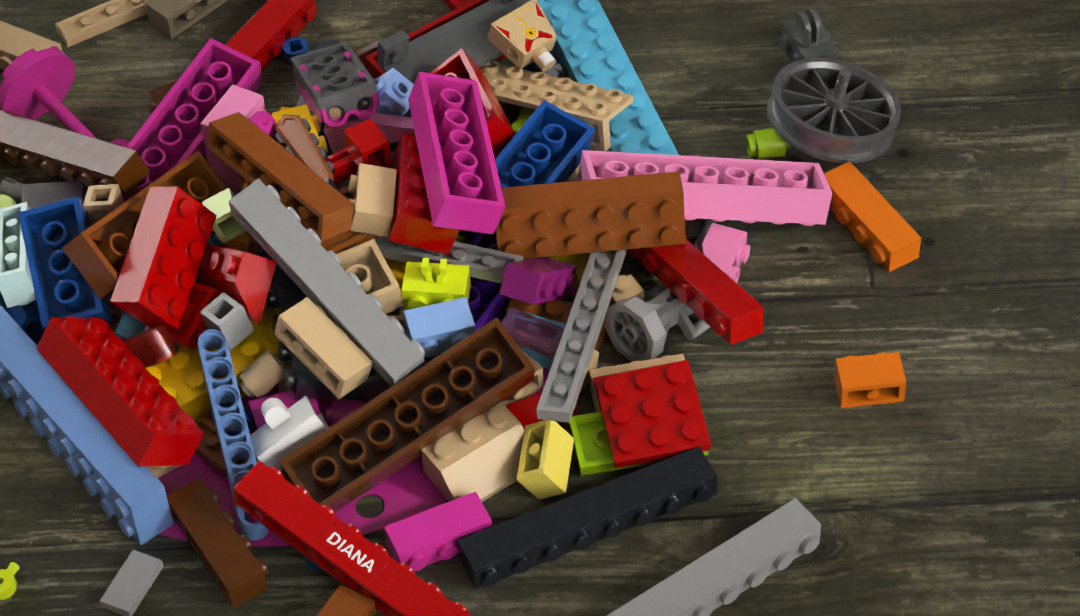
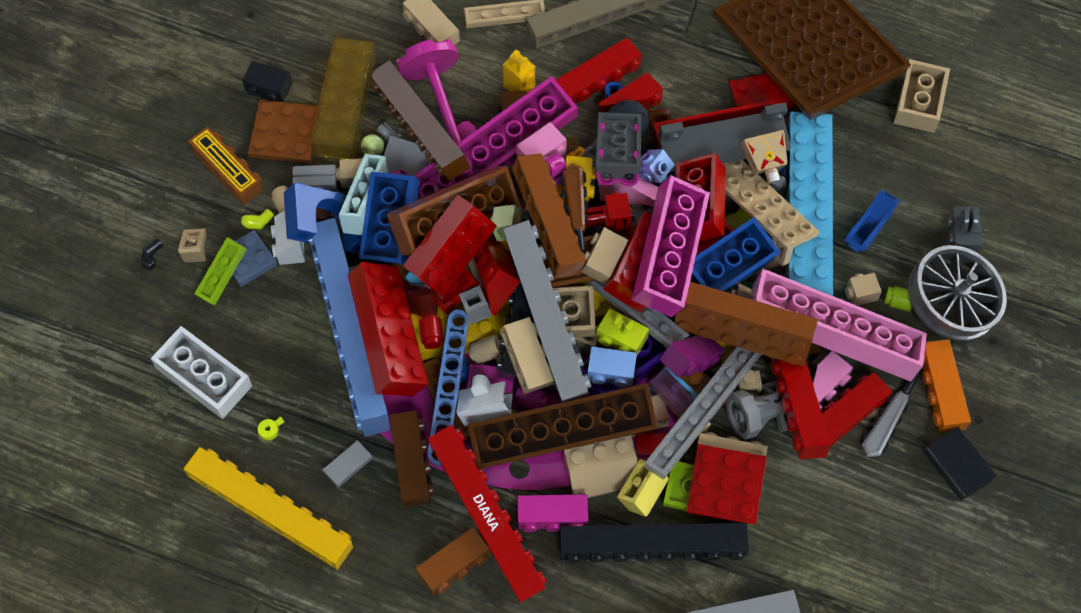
camera: 20 degrees right, 15 degrees up
(98, 209) = (425, 184): tan brick -> none
(161, 58) = (518, 73): none -> yellow brick
(180, 374) = (431, 331): none -> red brick
(332, 26) = (642, 90): none -> red slope
(690, 78) = (871, 223): none -> blue arch
(718, 143) = (863, 289): none -> tan brick
(774, 272) = (855, 406): none -> red brick
(817, 291) = (876, 440): none -> light grey sword
(870, 379) = (886, 515): orange brick -> none
(930, 292) = (959, 463): none -> black piece

